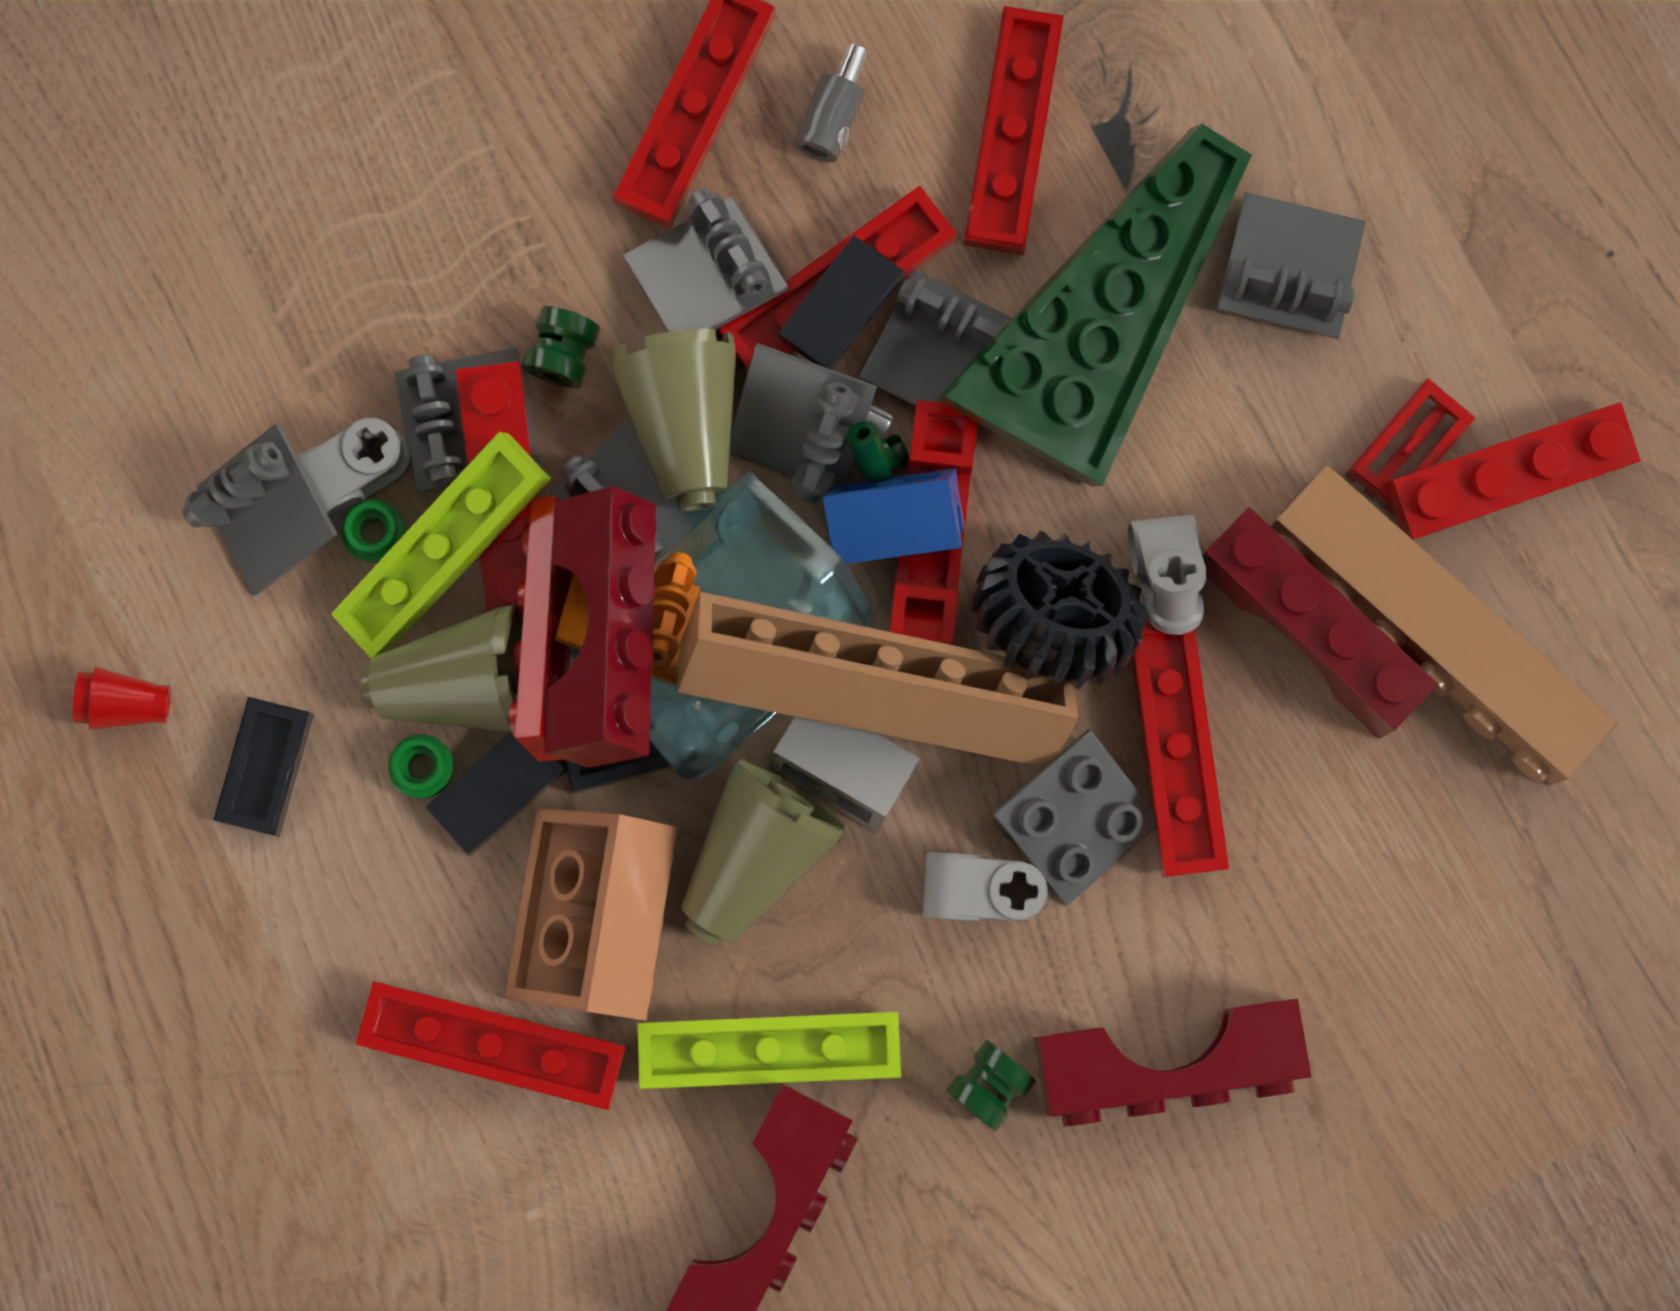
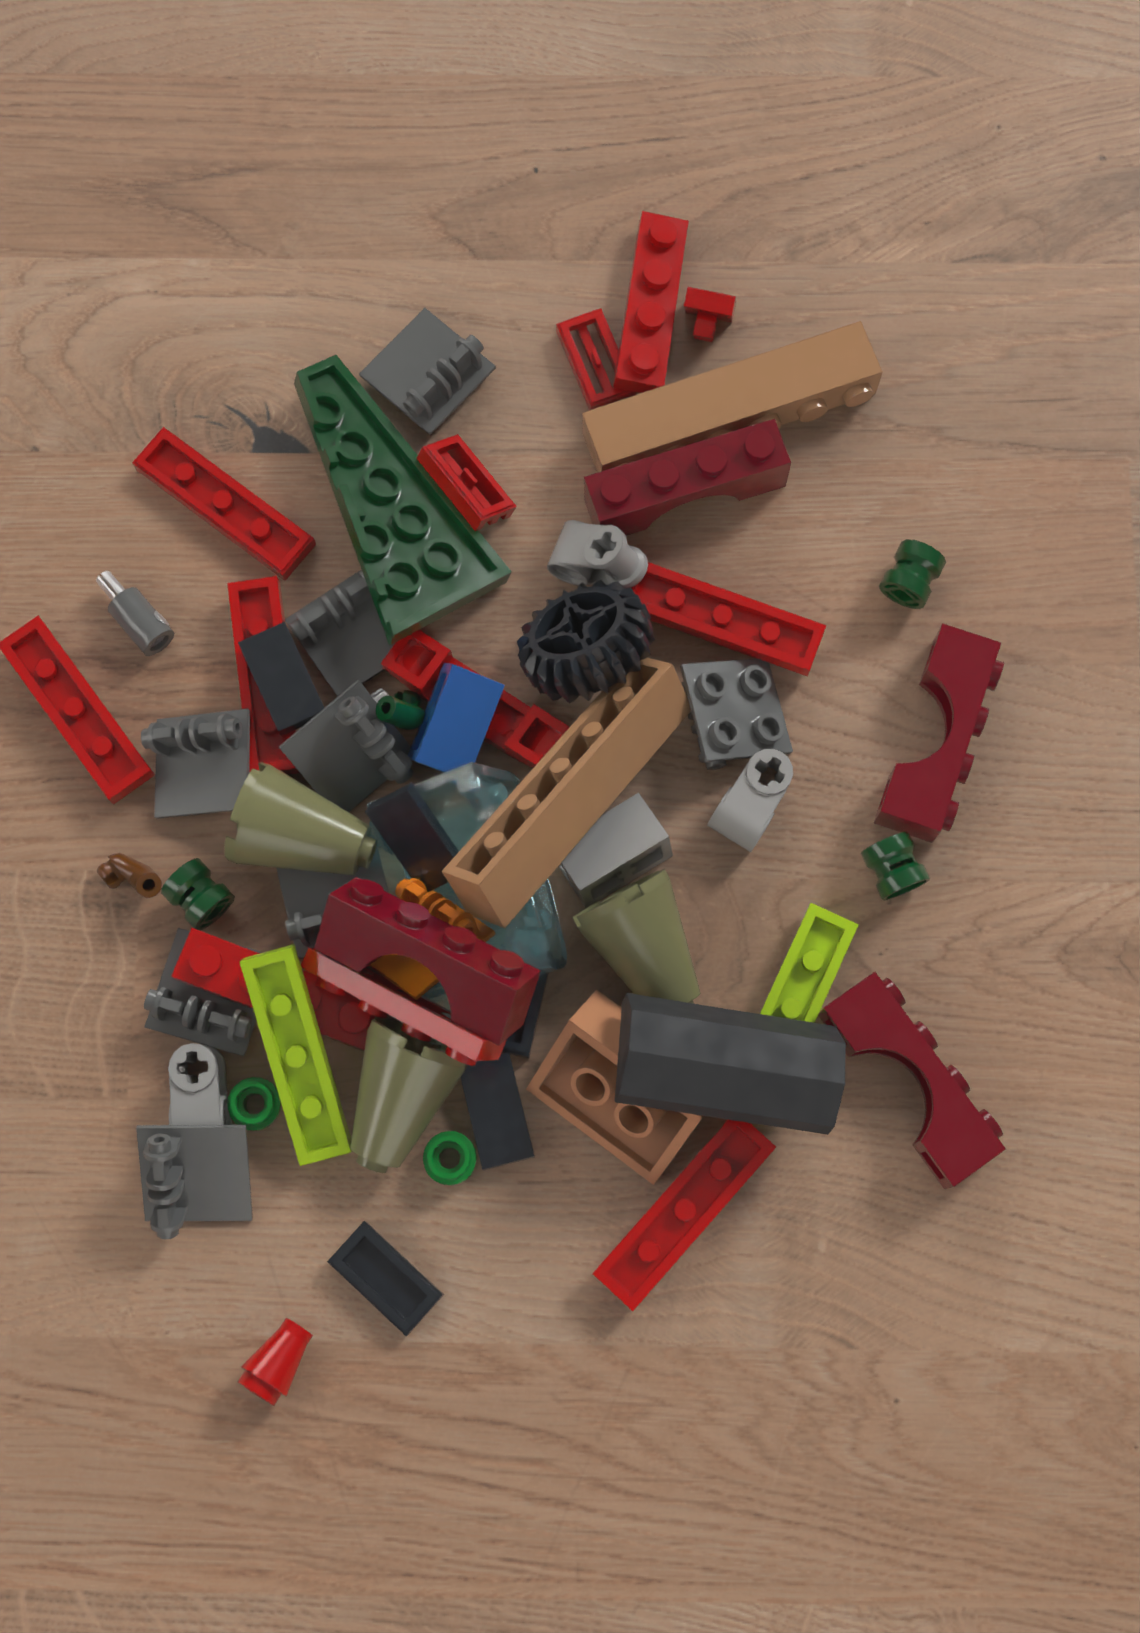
camera: 55 degrees left, 5 degrees down
(550, 276) = (140, 876): none -> reddish brown arm
(662, 1012) = (729, 1064): none -> black piece
(739, 540) = (413, 835): none -> black tile
(1174, 373) = (462, 484): none -> red tile
(1345, 936) = (911, 576): none -> dark green wheel
(1540, 541) = (708, 308): none -> red tile

